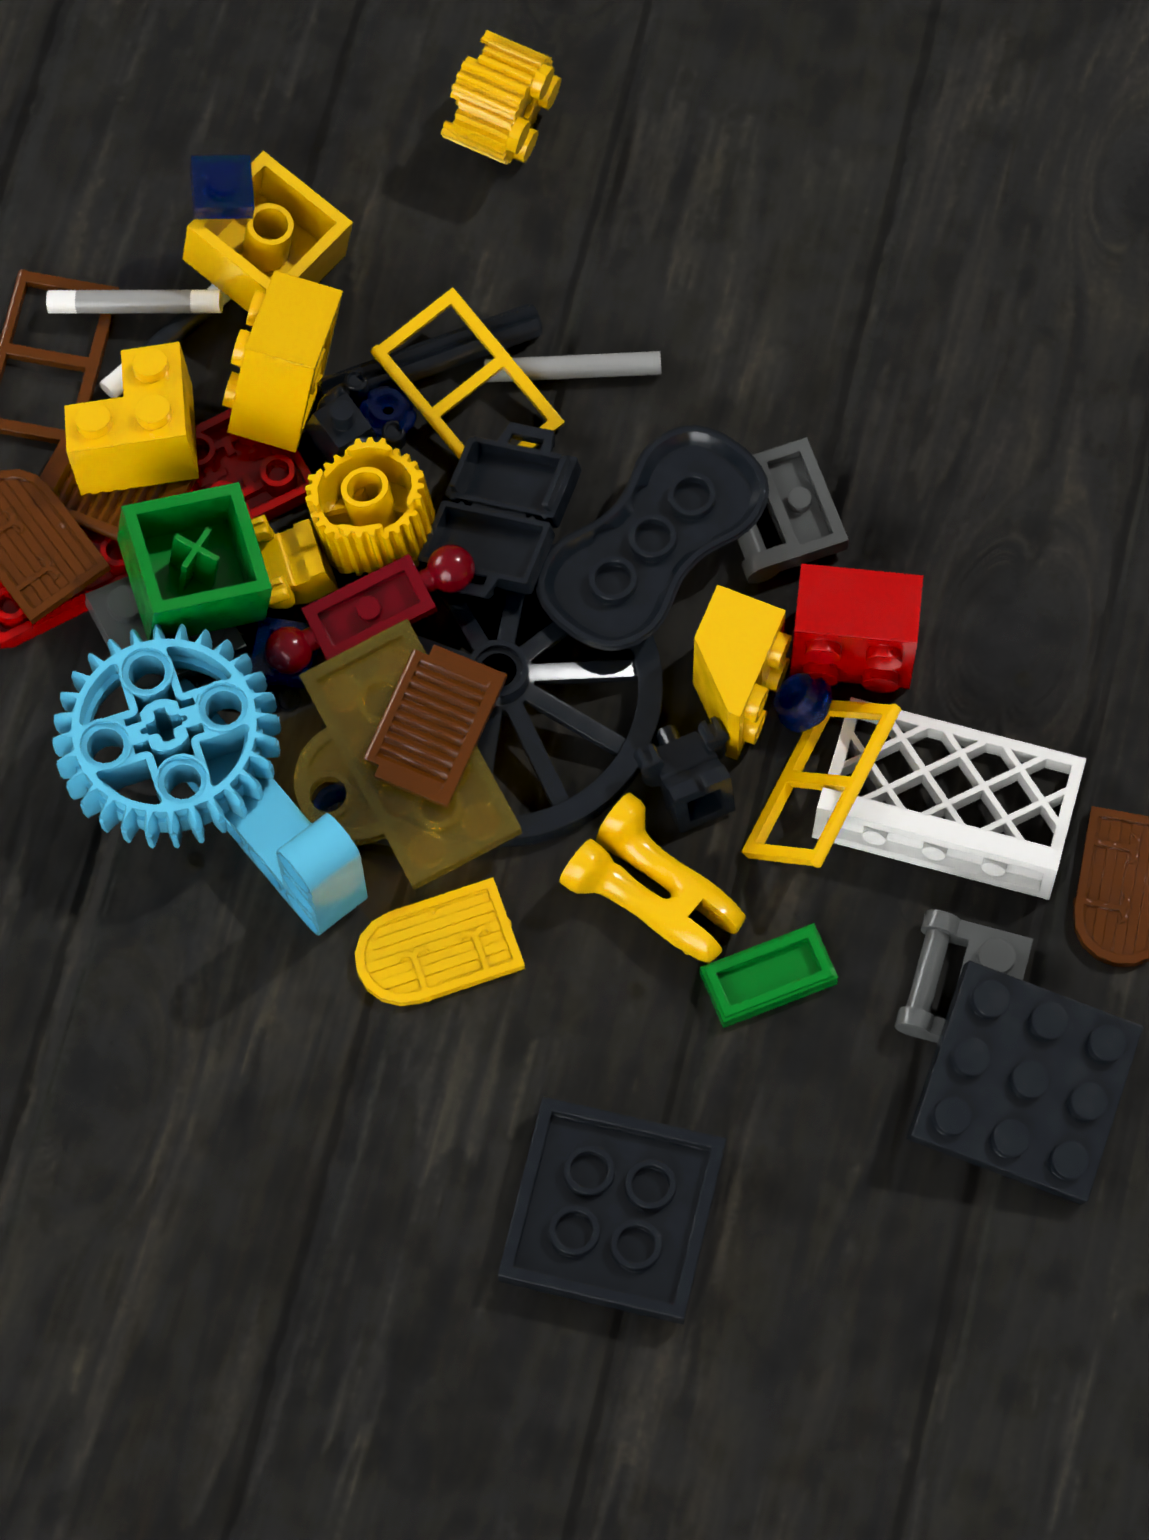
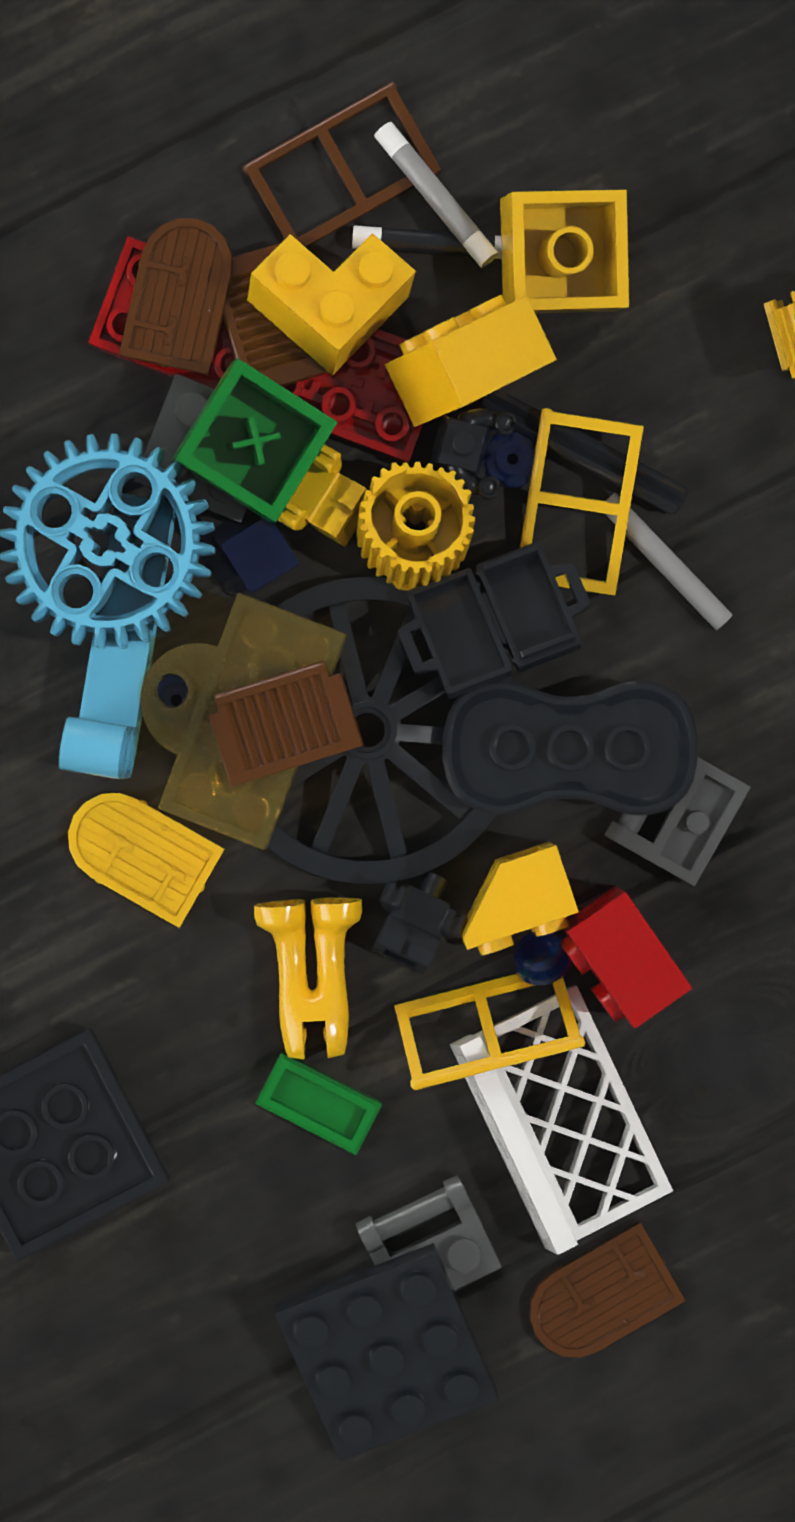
camera: 50 degrees right, 20 degrees up
(222, 187) = (564, 190): clear blue plate -> none
(369, 607) = (336, 594): dark red plate -> none

